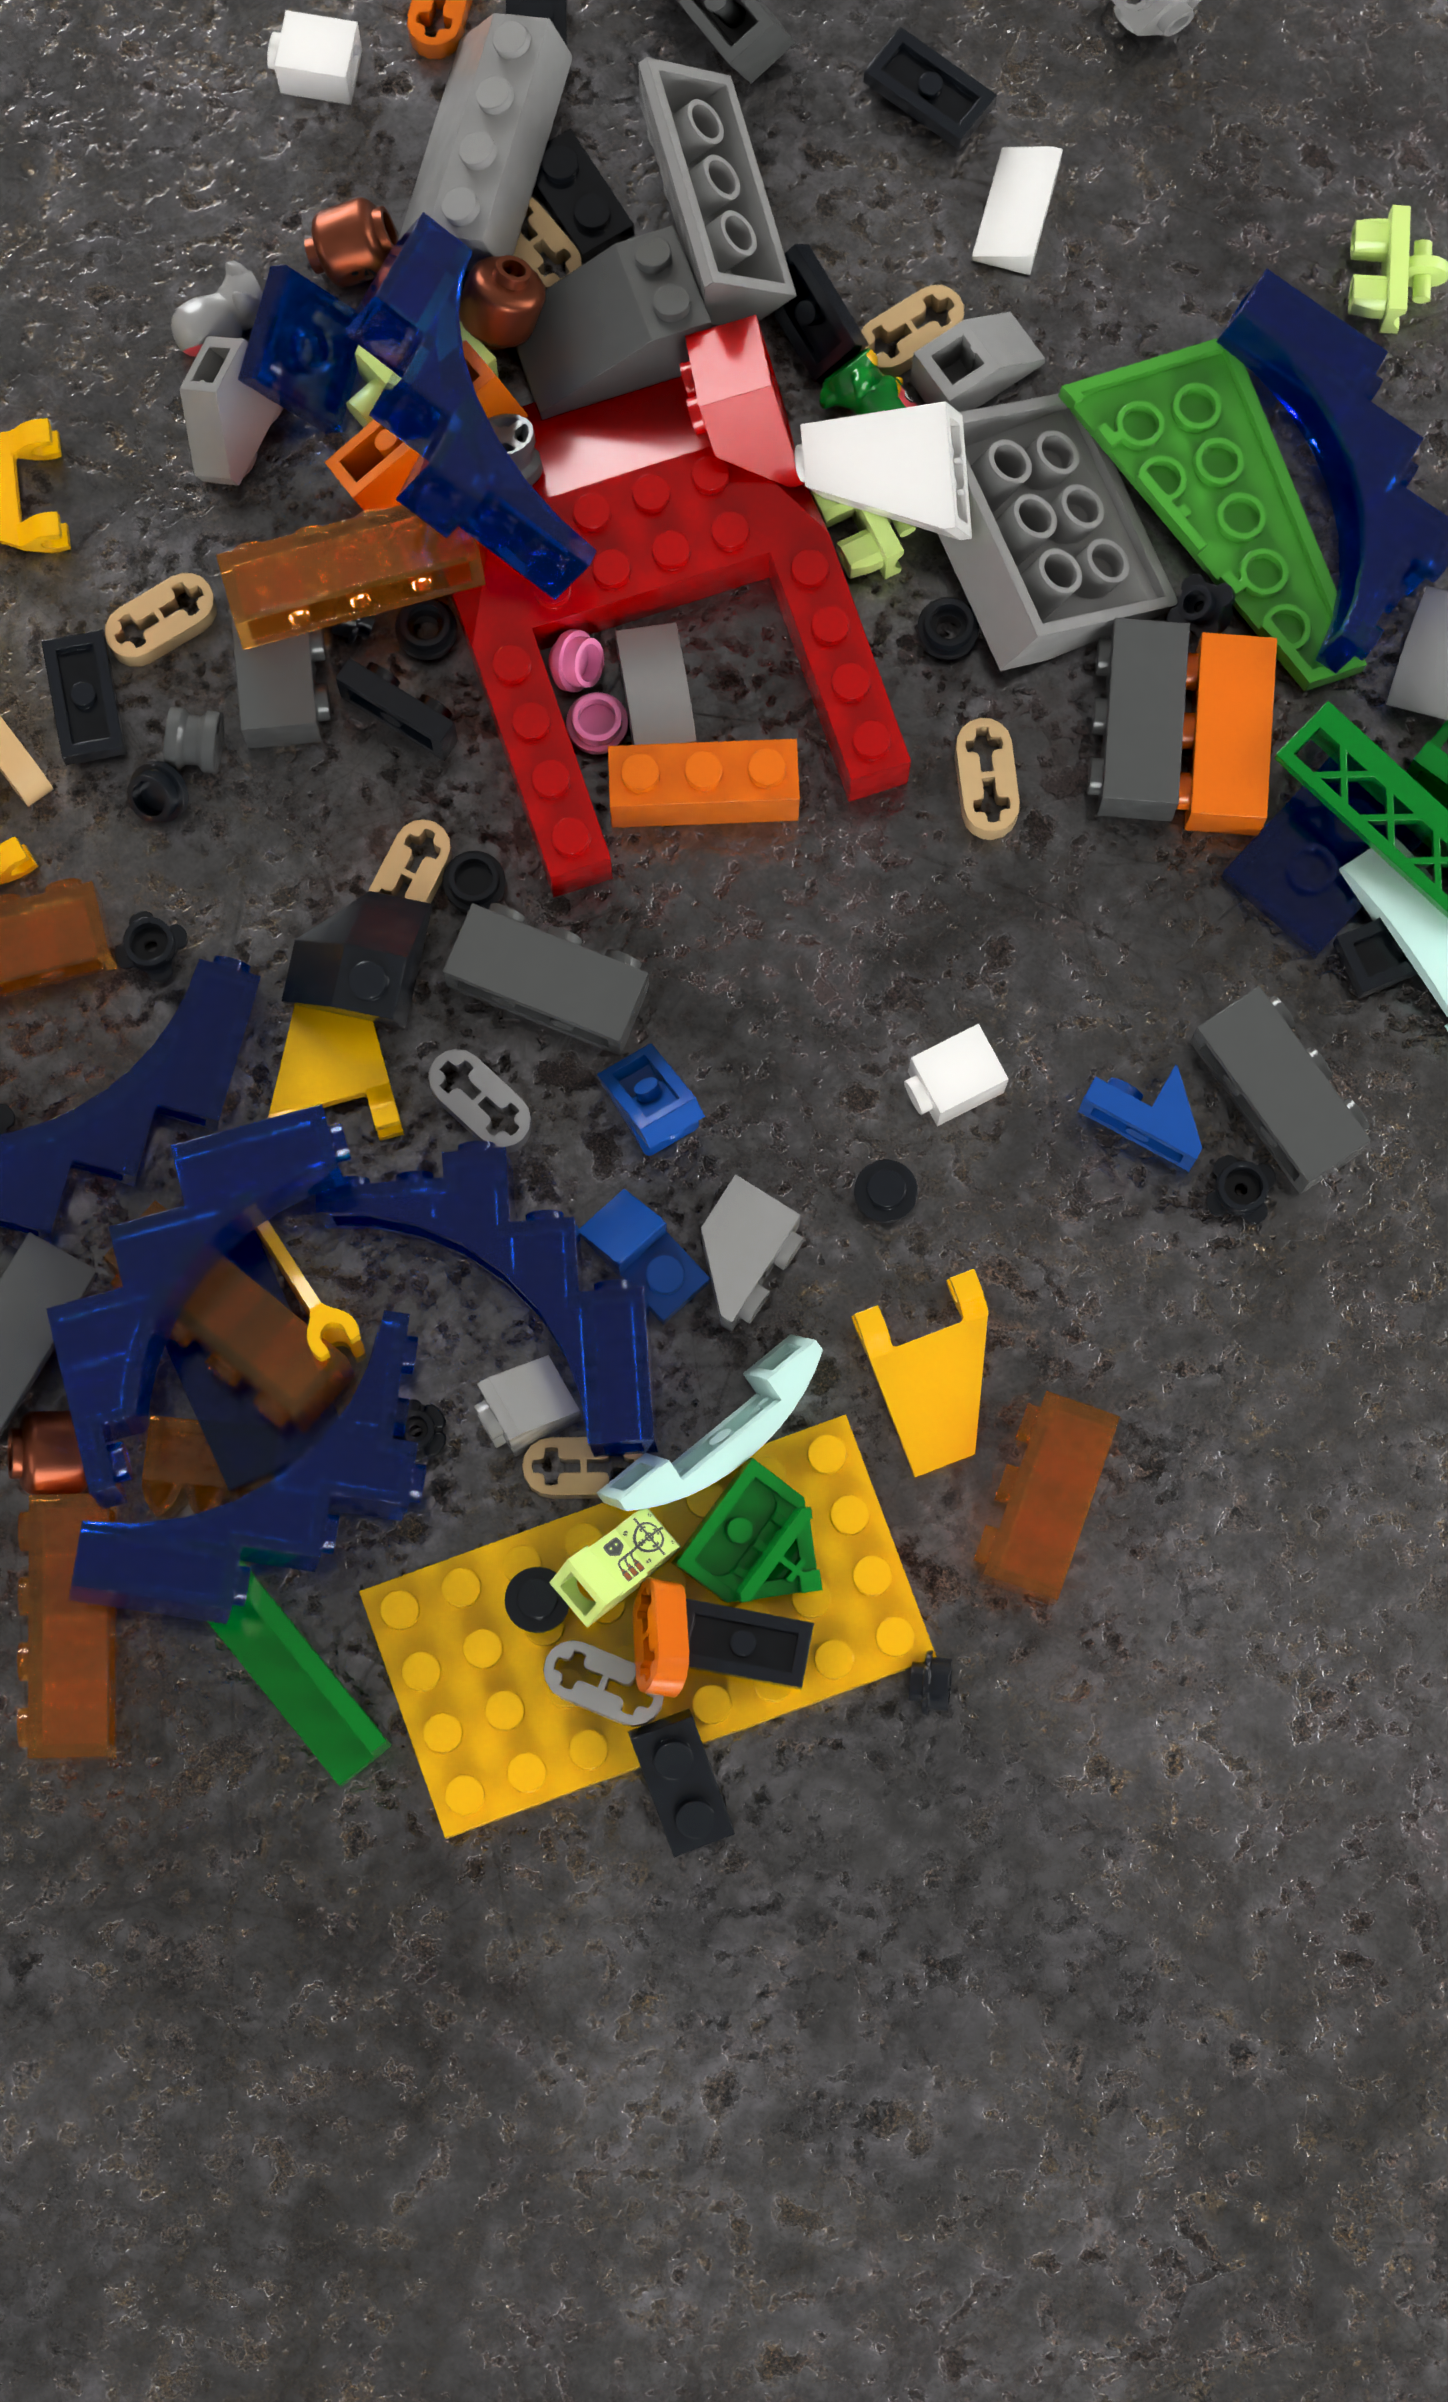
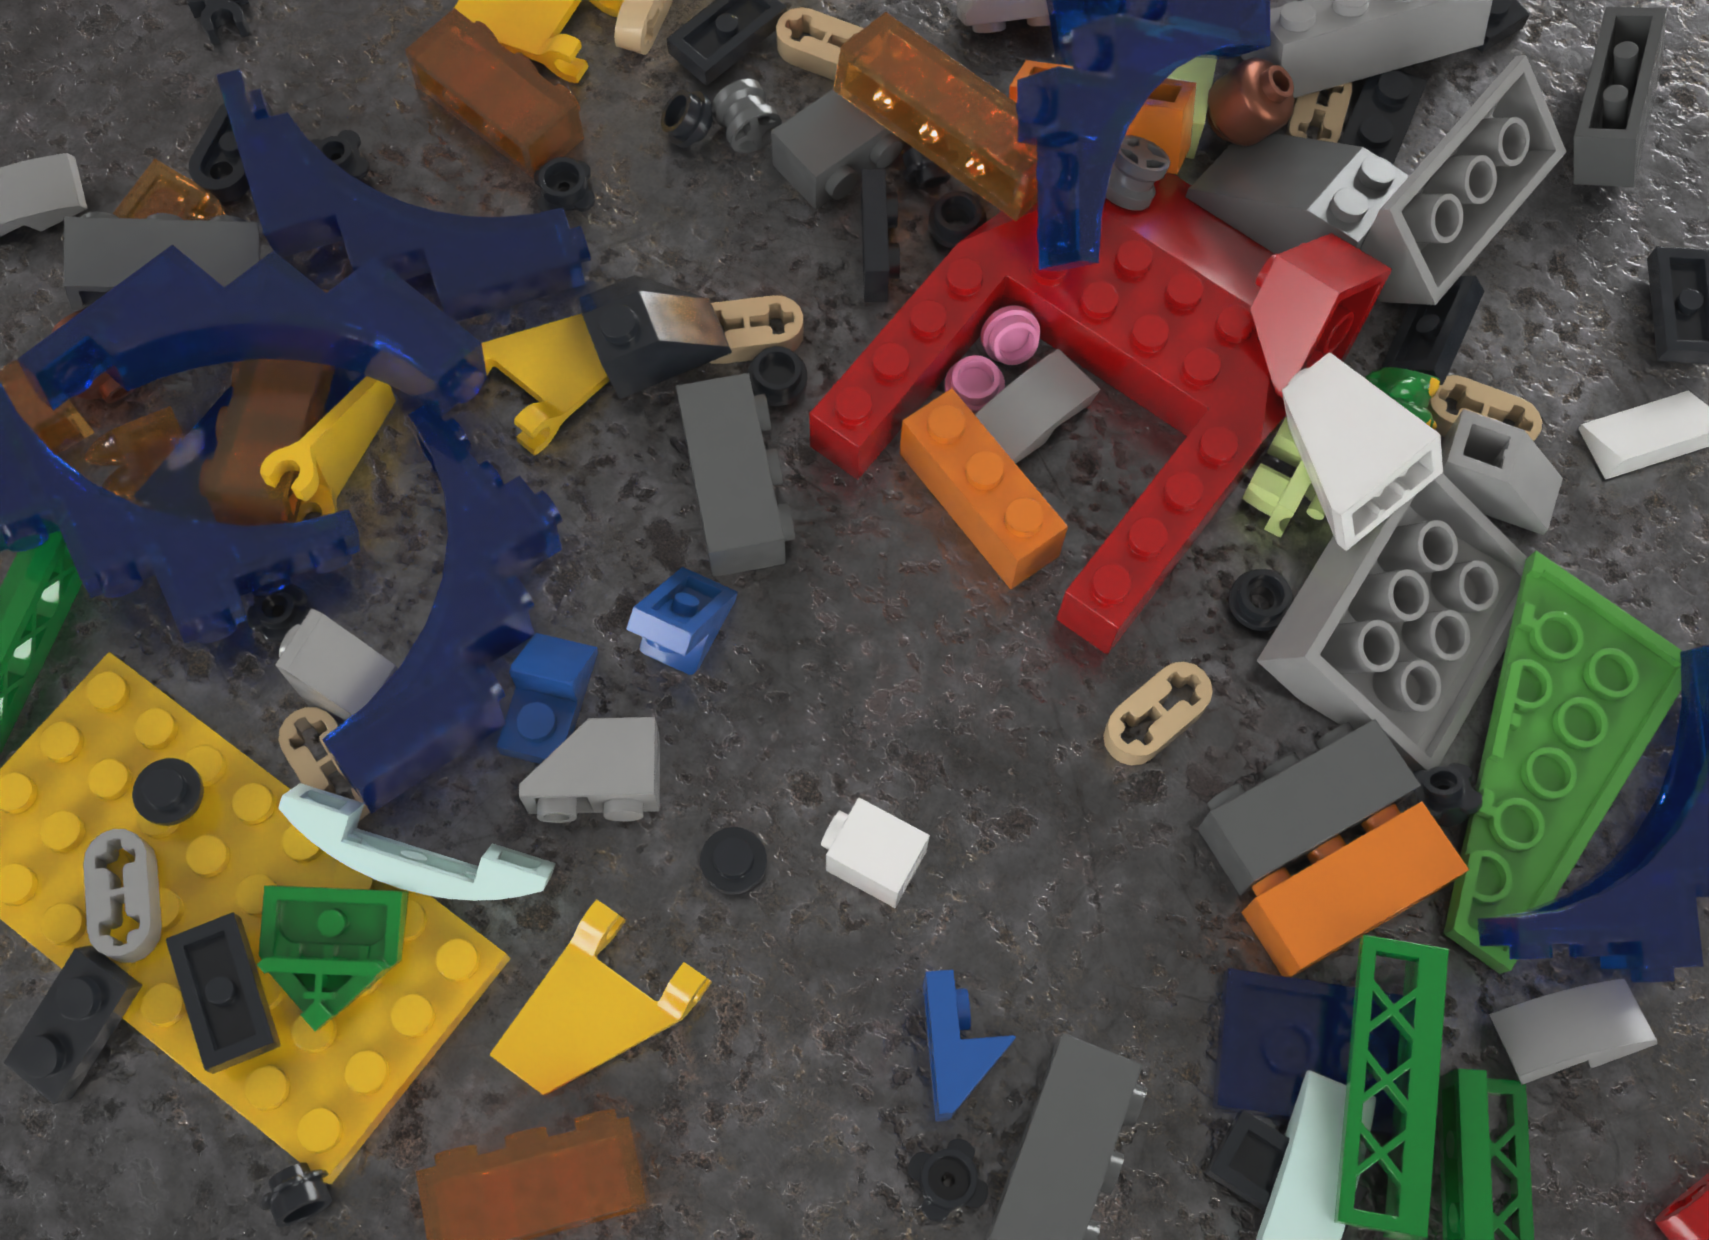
camera: 55 degrees right, 10 degrees down
(489, 1089) = (610, 494): light grey beam -> none
(614, 1565) = (231, 834): yellowish green leg -> none
(661, 1637) = (179, 913): orange beam -> none

